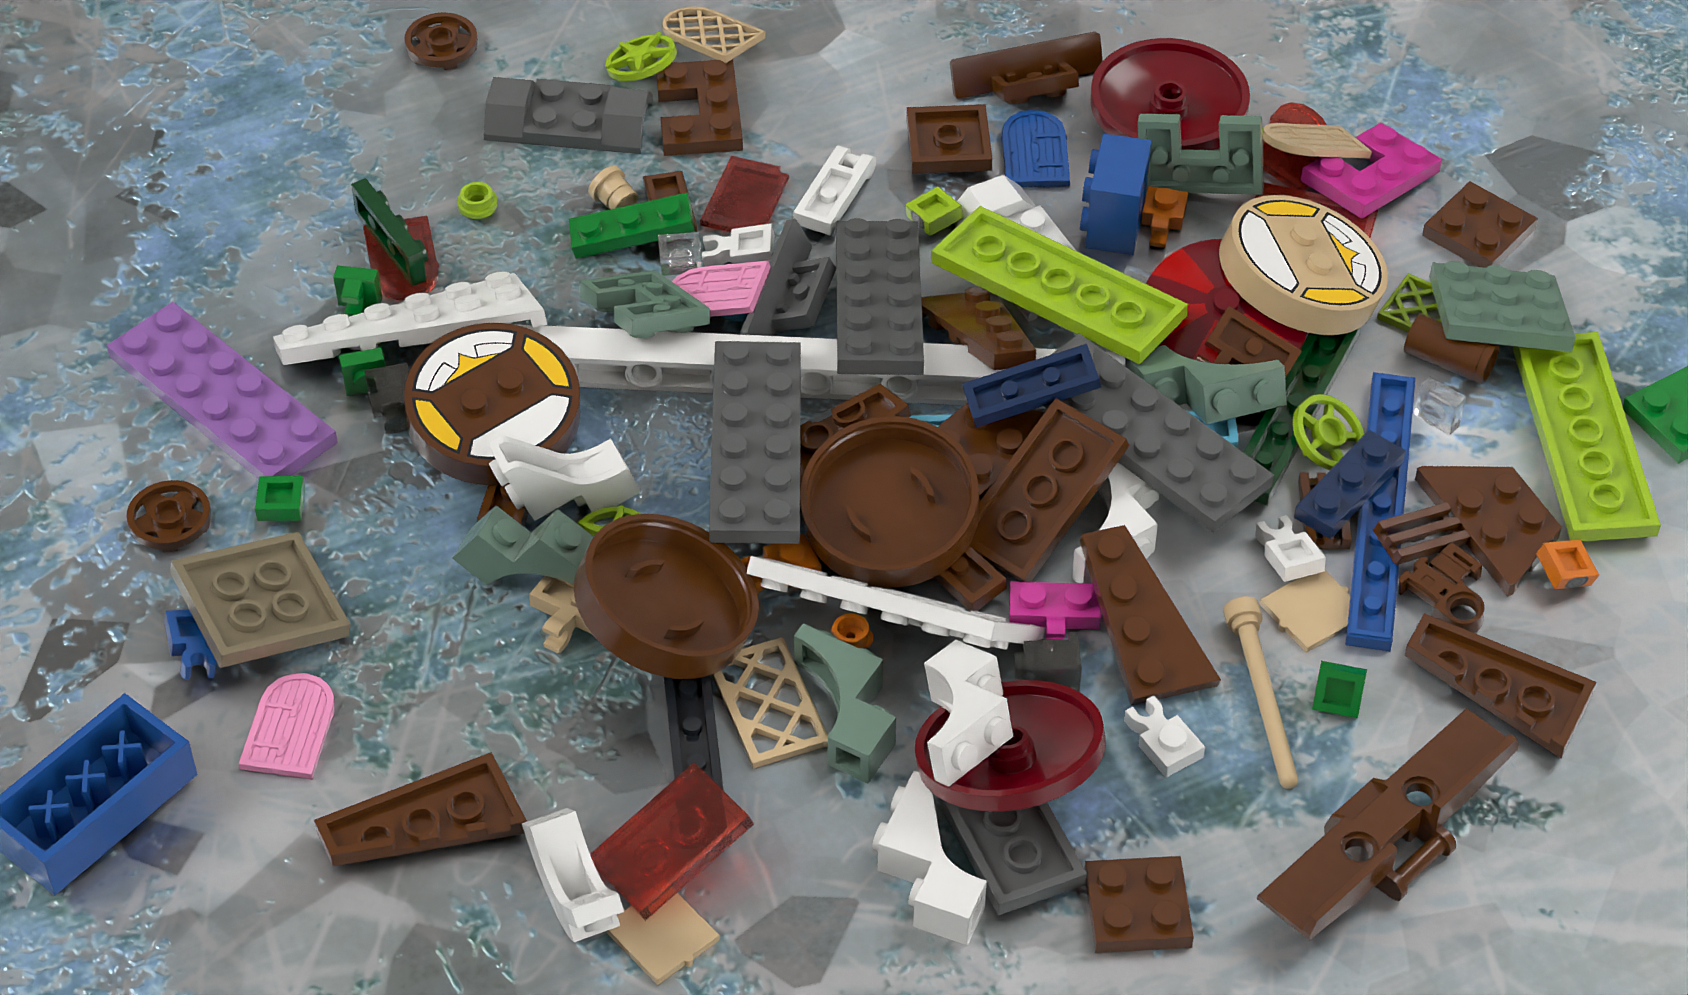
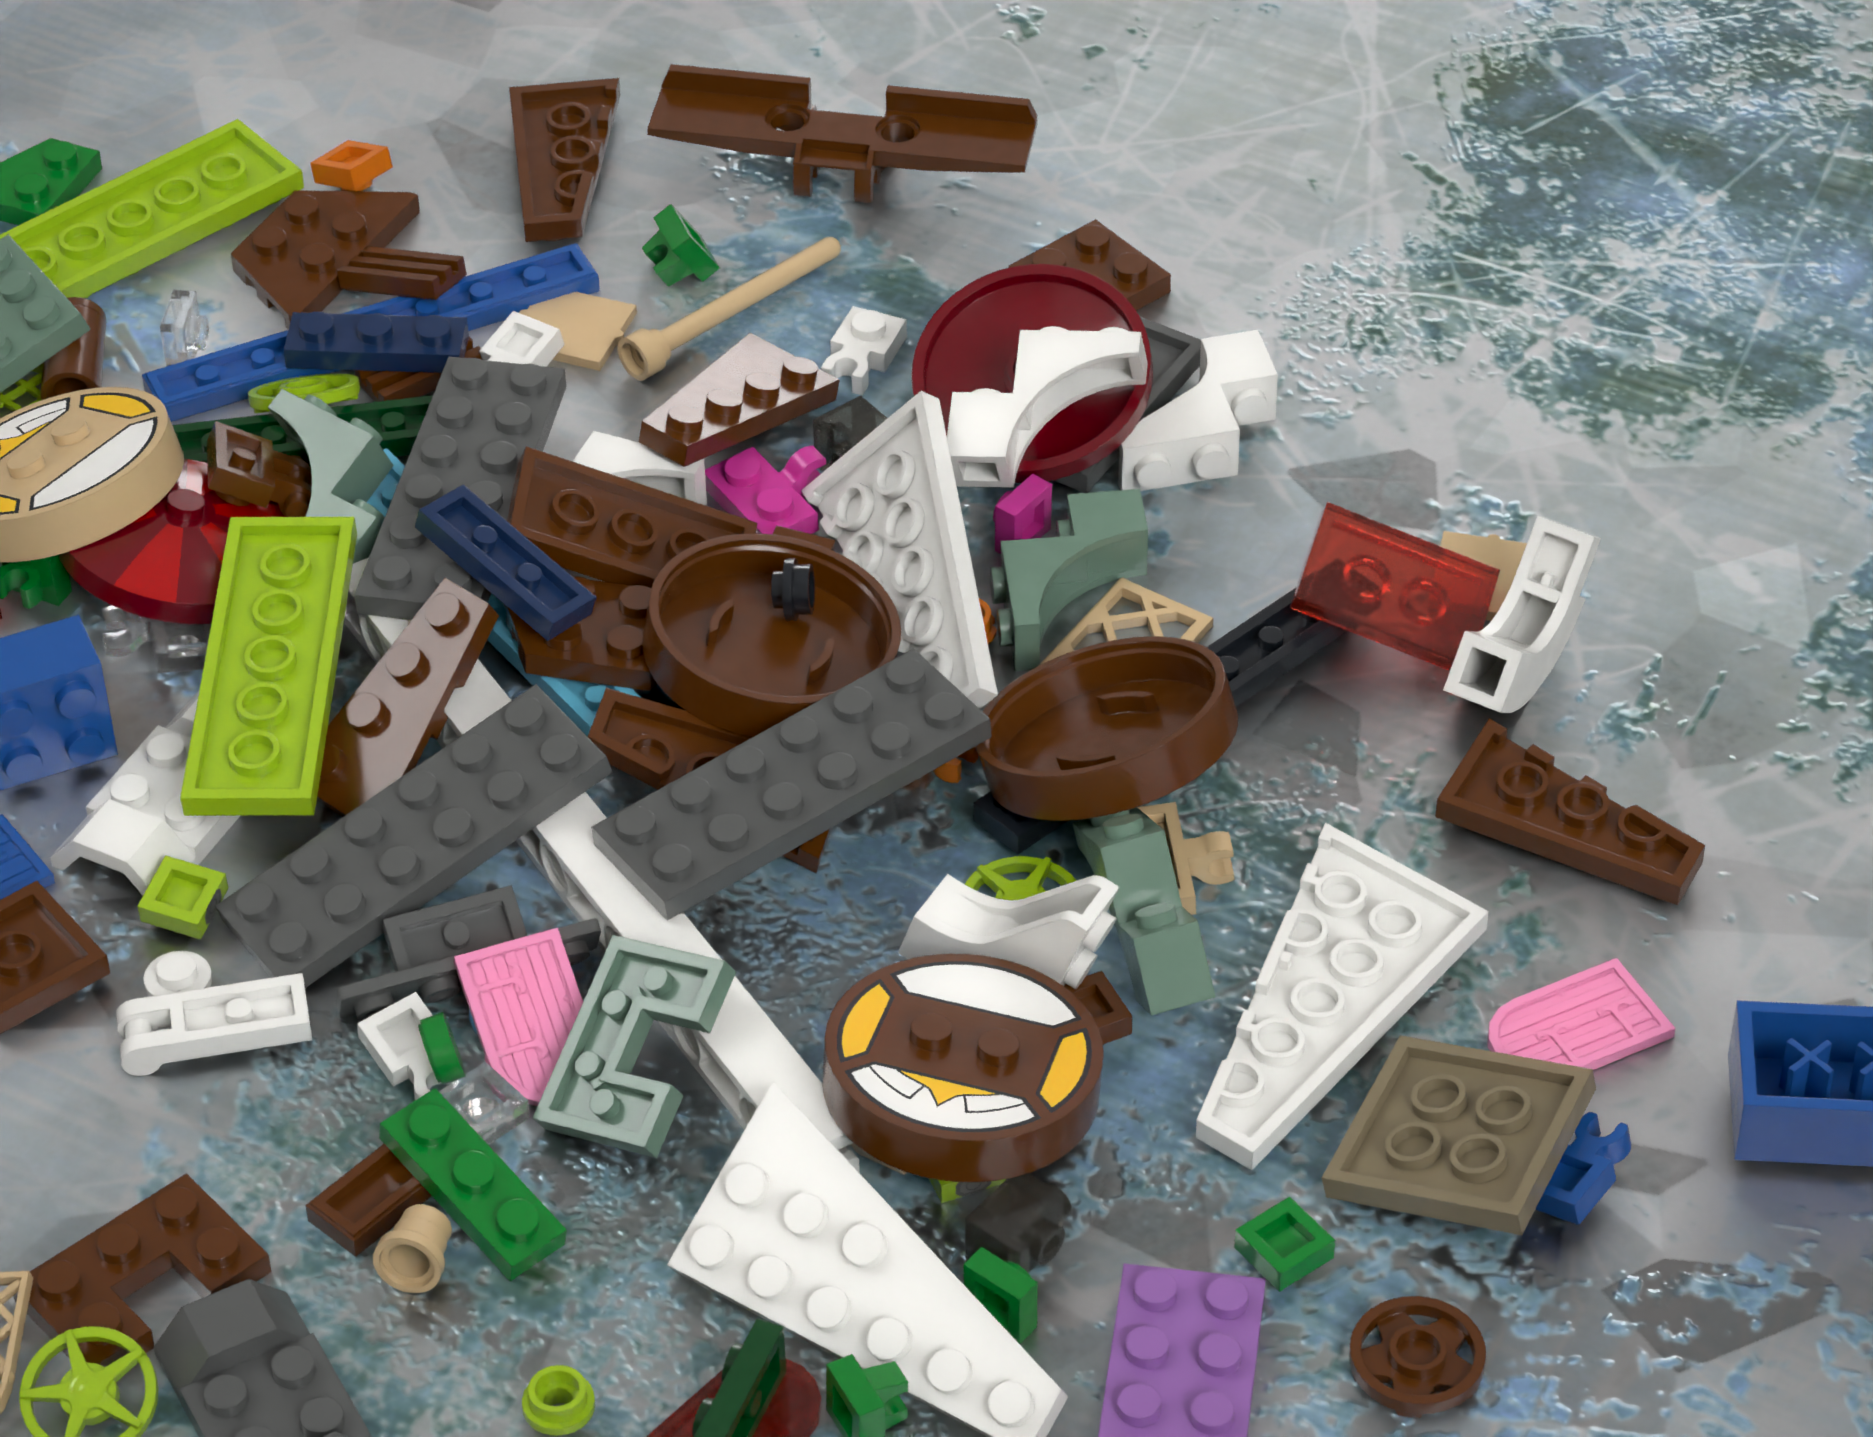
camera: 125 degrees left, 5 degrees down
(419, 632) = (1336, 979): none -> white wing
(713, 233) = (441, 1048): none -> green tile
(744, 195) = (292, 1127): clear red window -> none
(880, 192) = (177, 973): none -> white plate
(913, 524) = (794, 589): none -> black plate
(914, 704) = (1023, 512): none -> dark pink plate
(1446, 577) = (470, 235): reddish brown piece -> none

